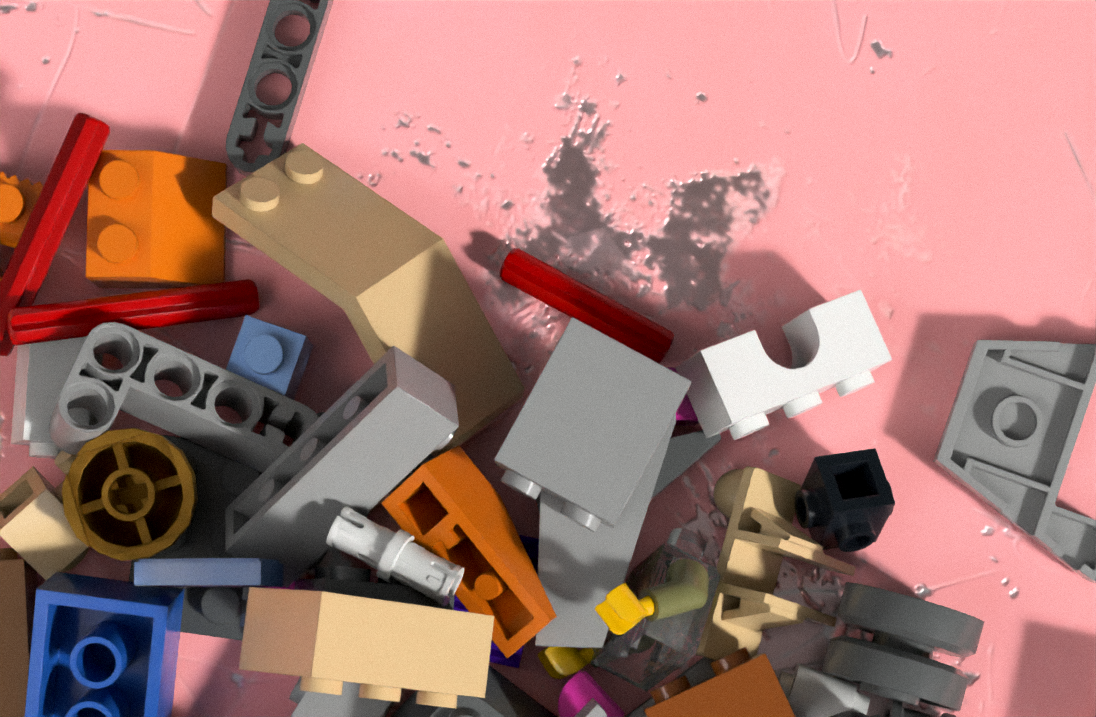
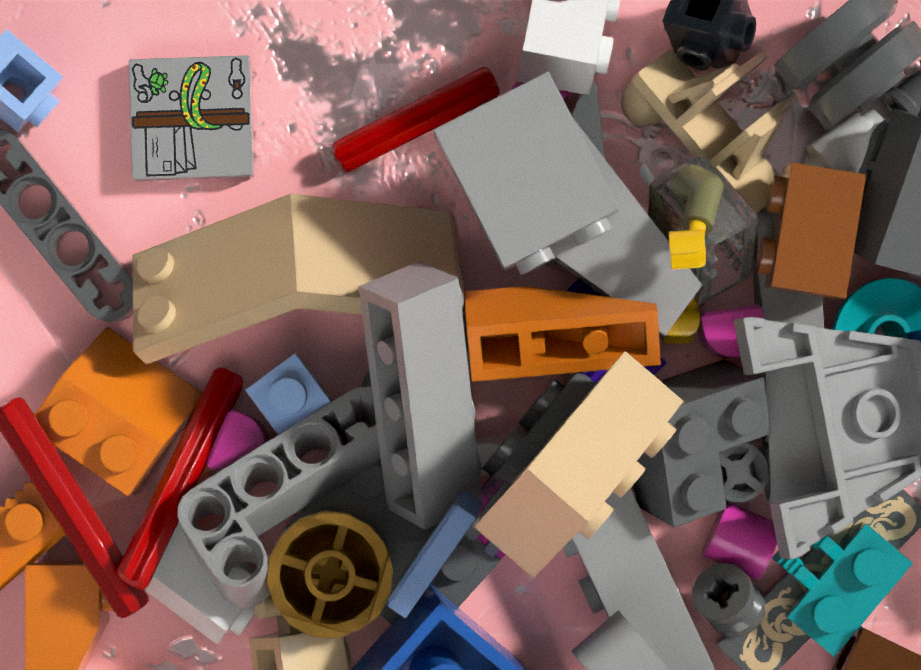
camera: 55 degrees left, 5 degrees up
(203, 337) = (236, 438): none -> dark pink brick
(395, 556) = (522, 397): white pin -> none
(455, 113) = (191, 118): none -> light grey tile

